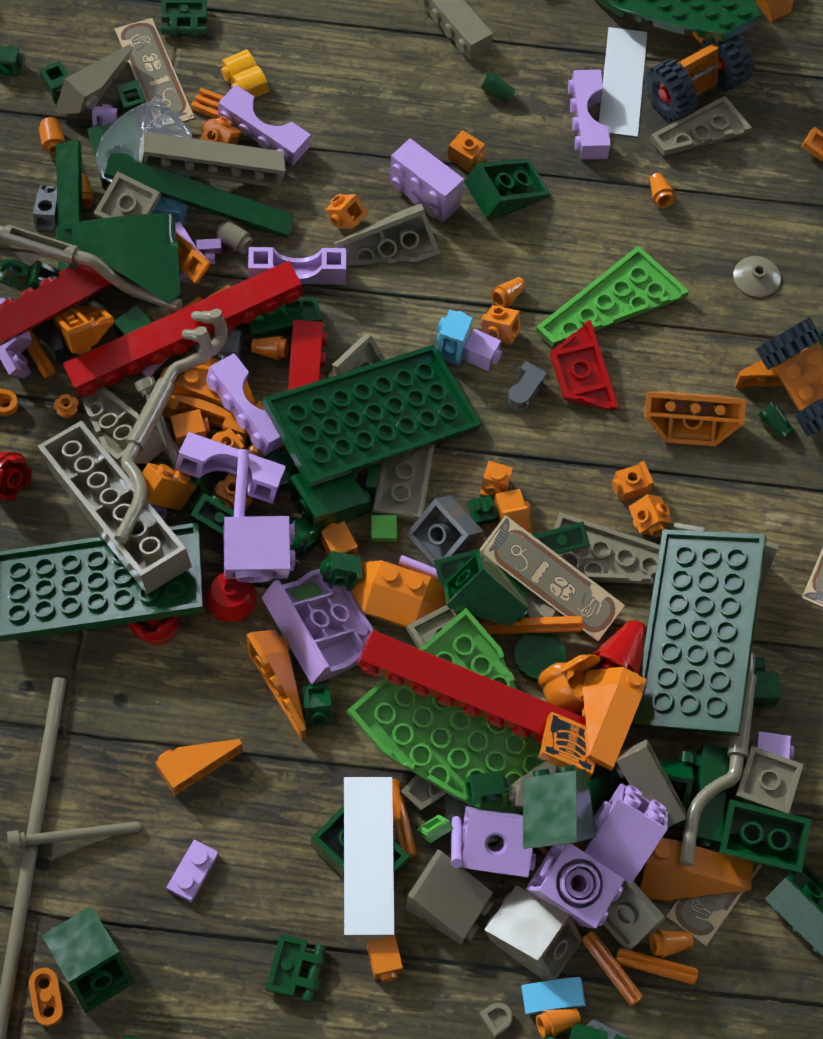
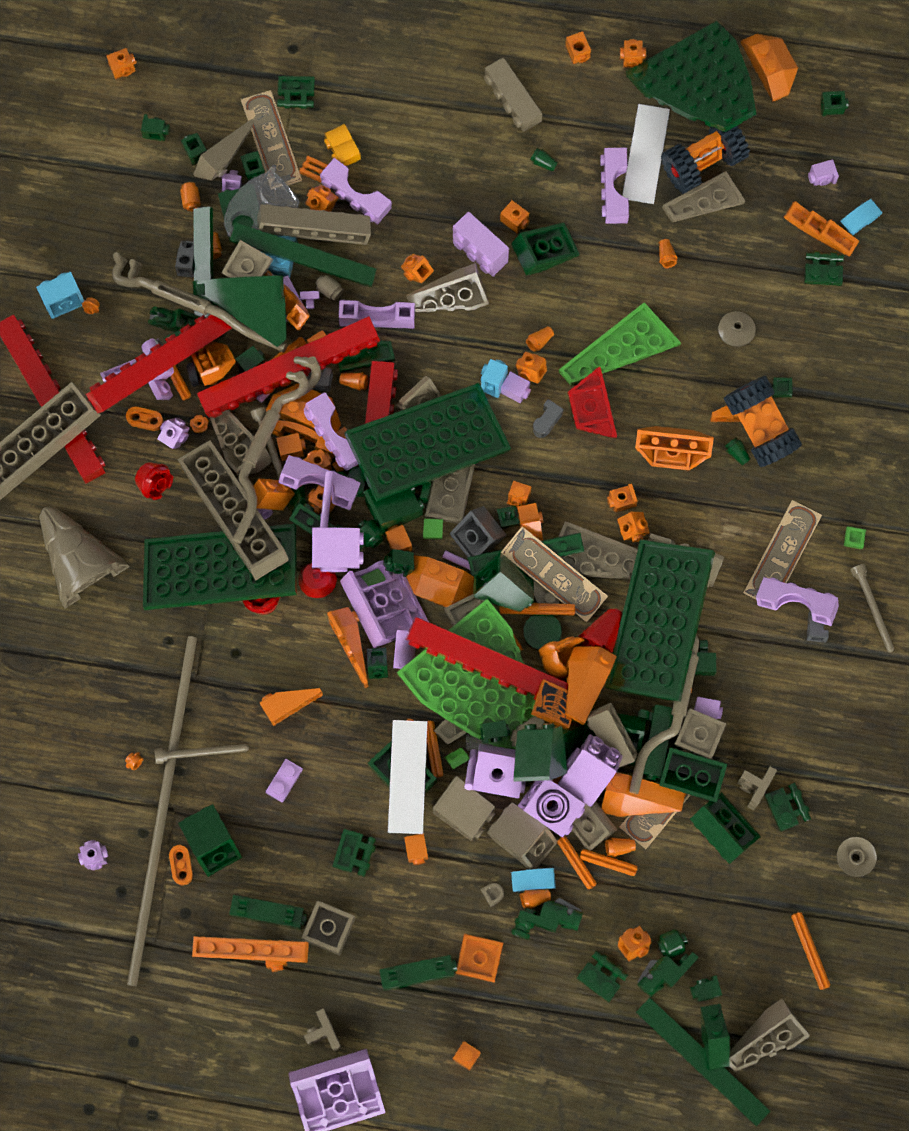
camera: 10 degrees right, 10 degrees up
(32, 415) = (173, 432): none -> lavender brick
(354, 681) = (403, 652): none -> lavender brick

